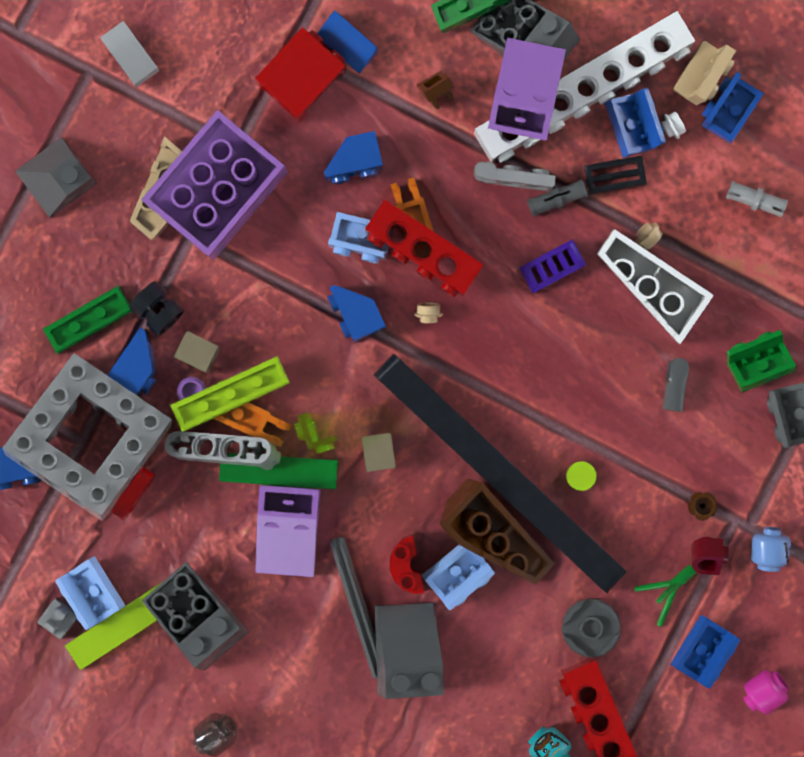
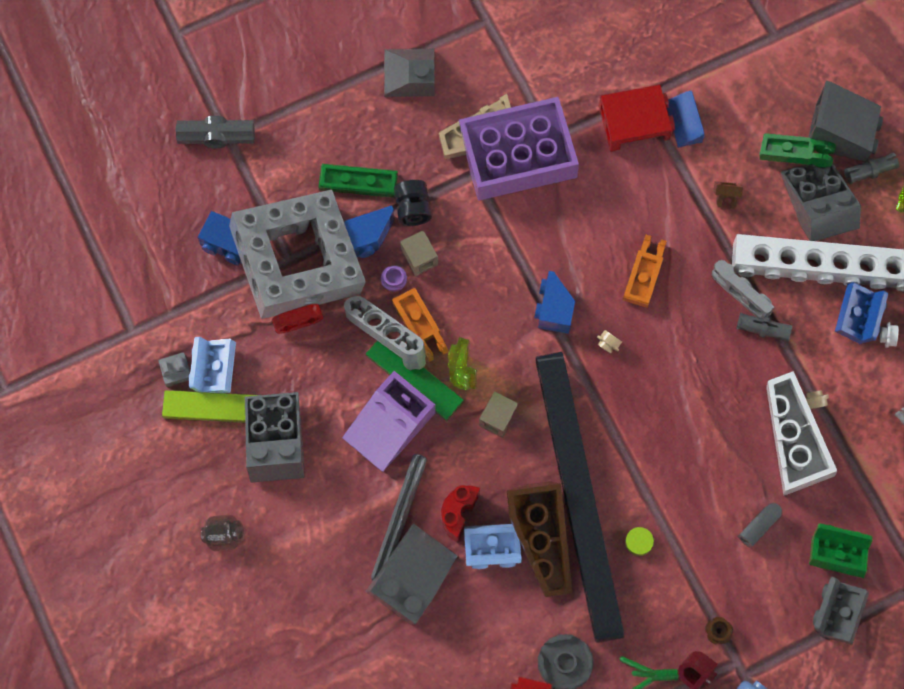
camera: 30 degrees right, 15 degrees down
(129, 54) = (523, 26): light grey slope -> none
(230, 394) = (420, 296): lime tile -> none
(350, 237) = (597, 255): light blue bracket -> none
(355, 157) = (633, 198): blue slope -> none
(390, 217) = (629, 252): red brick -> none
(526, 89) = (795, 227): medium lavender slope -> none
(575, 255) = (726, 364): dark purple slope -> none
(590, 180) = (835, 359): black tile -> none

